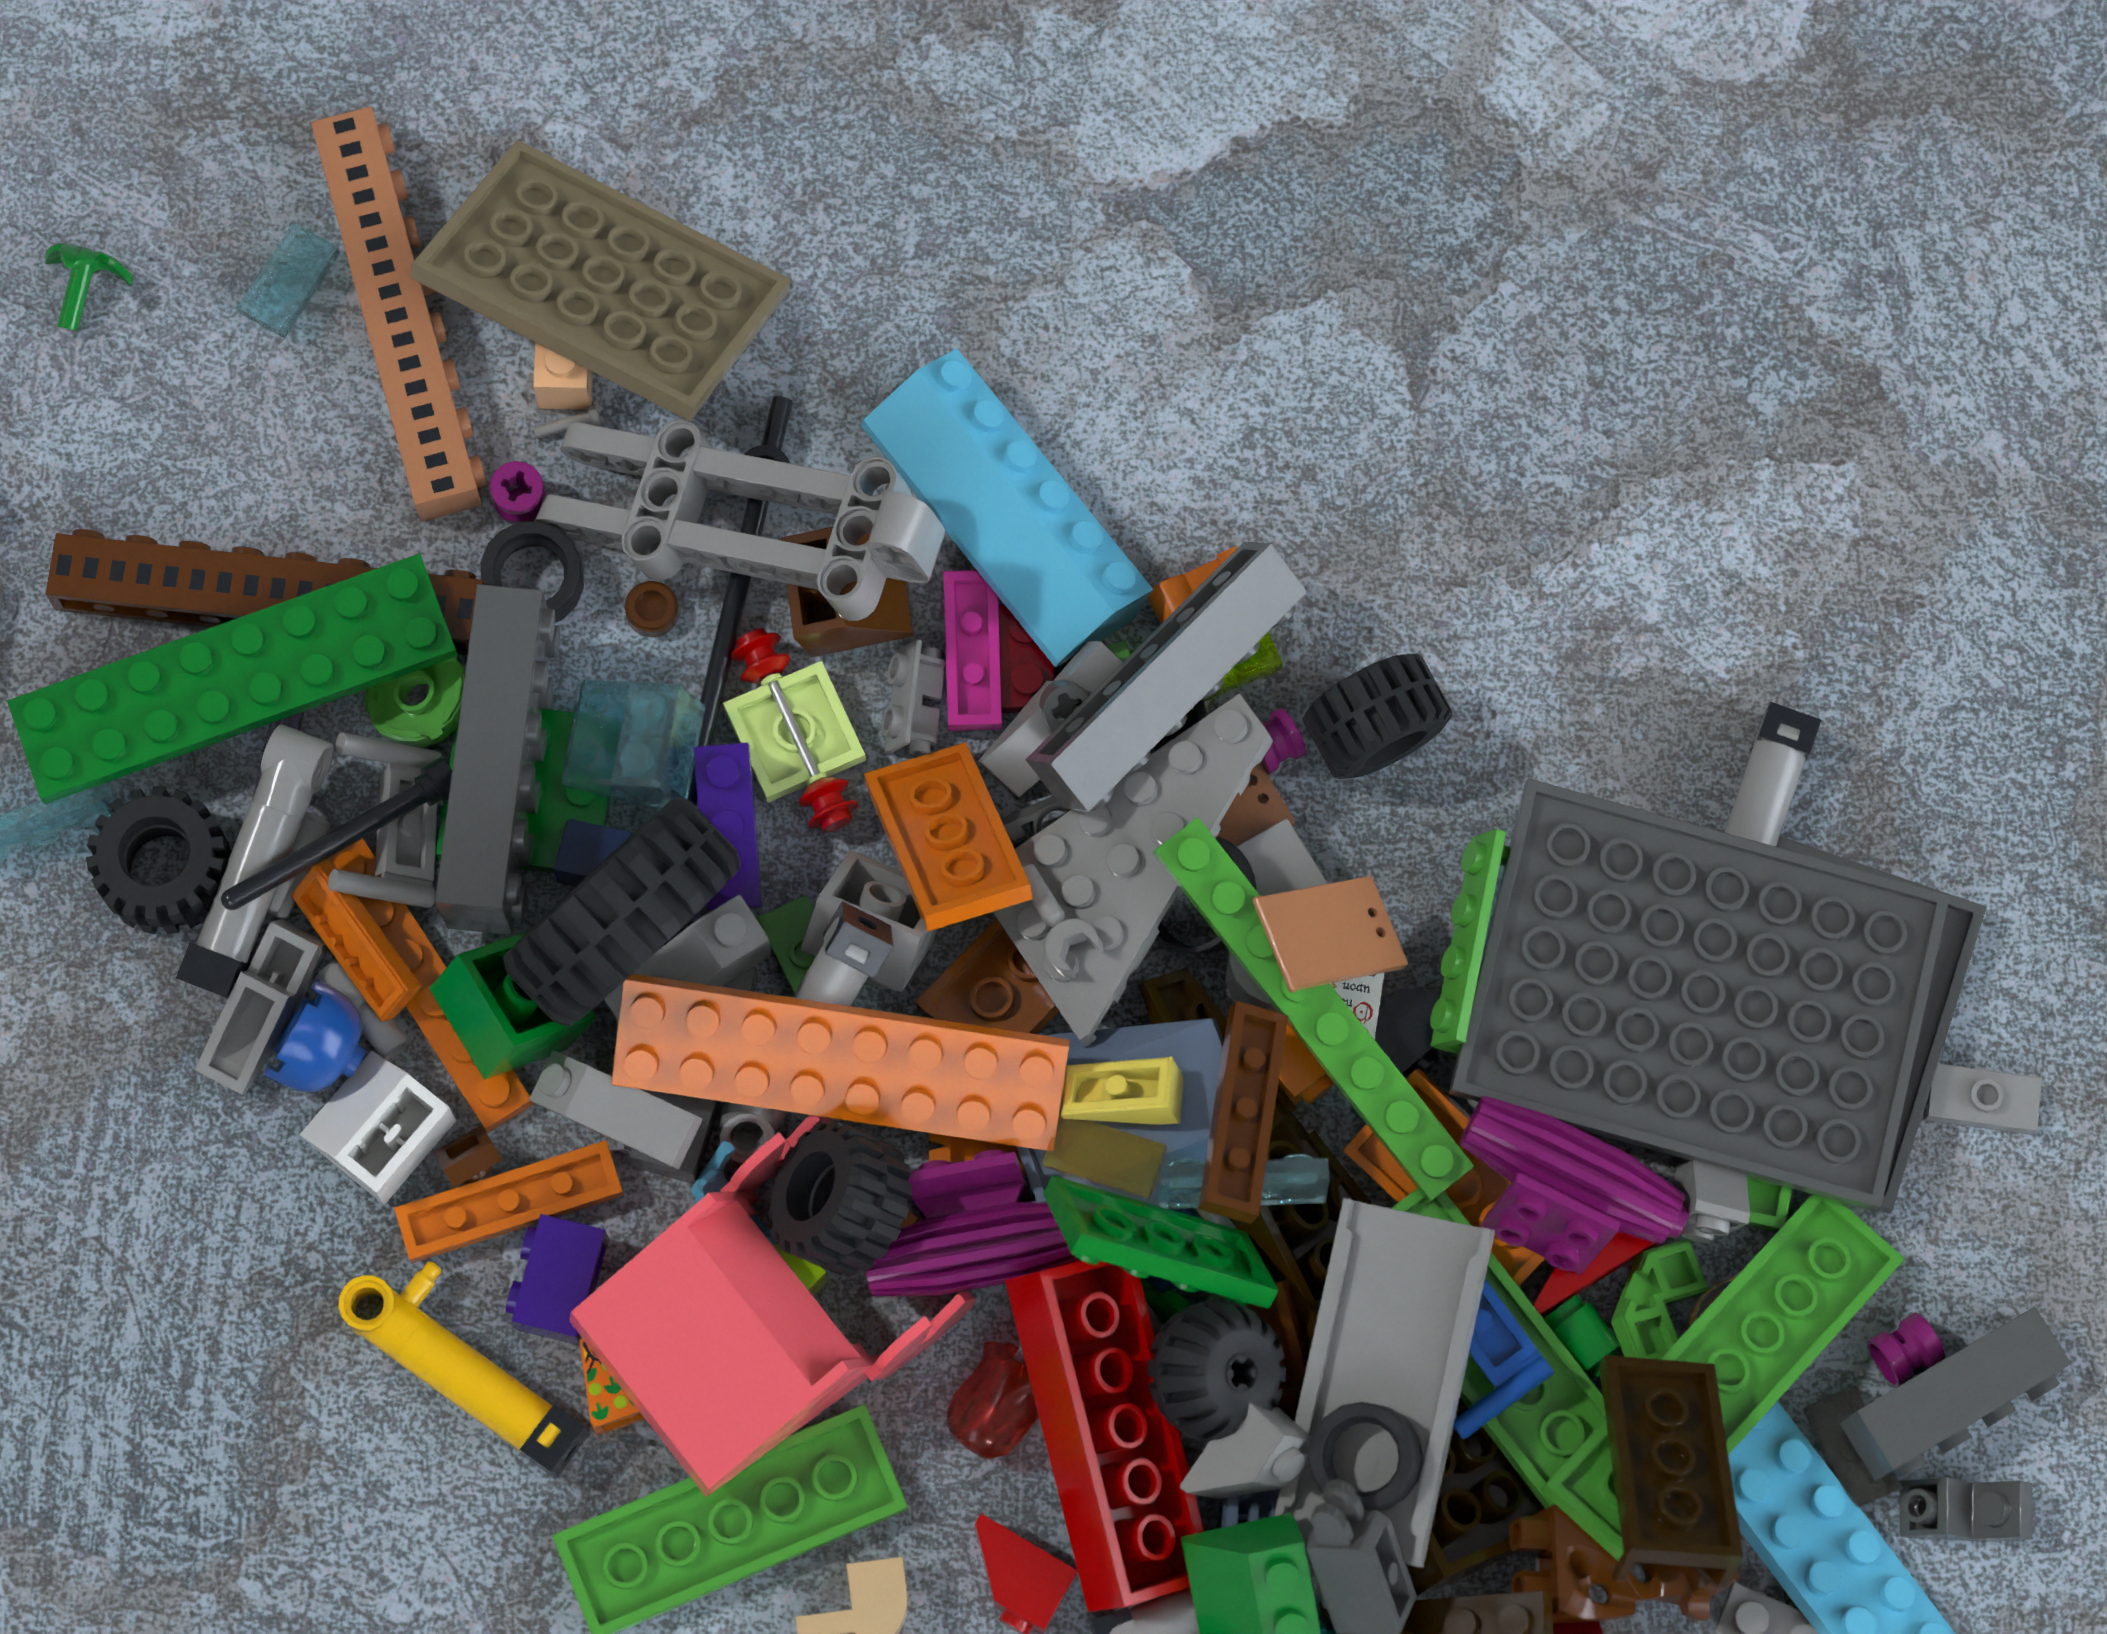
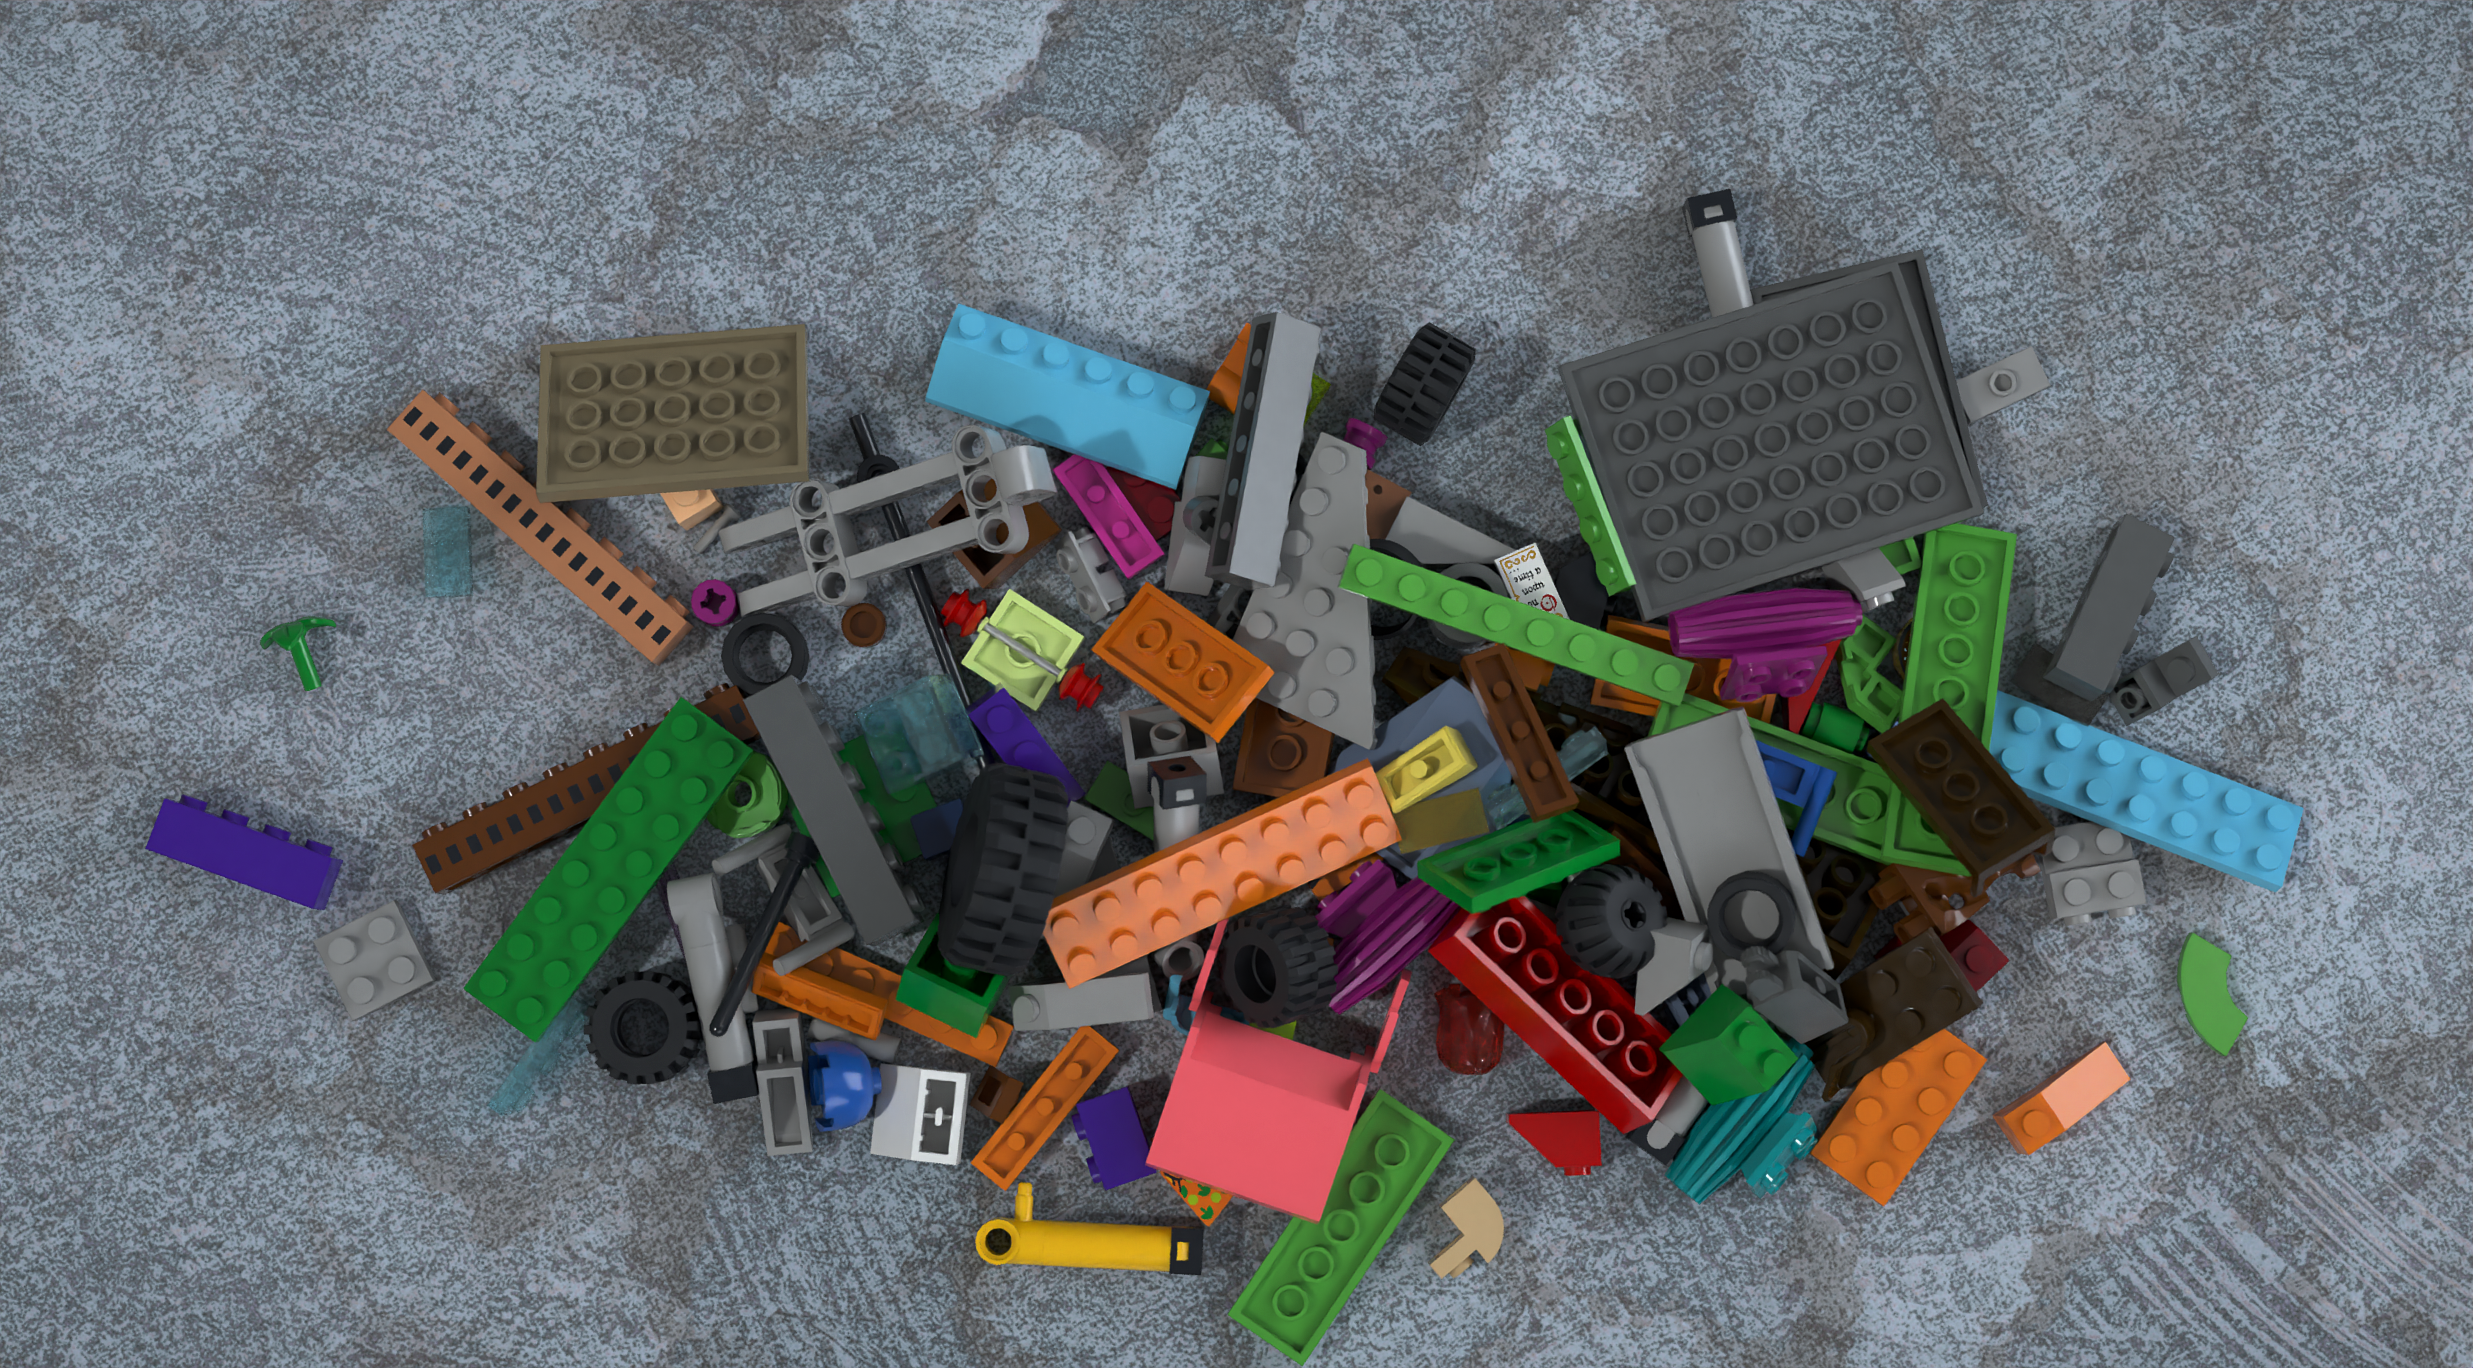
camera: 25 degrees left, 10 degrees up
(1063, 932) = (1309, 681): light grey piece -> none
(1327, 933) = (1494, 566): nougat container -> none
(1906, 1349) = (2055, 596): magenta wheel -> none

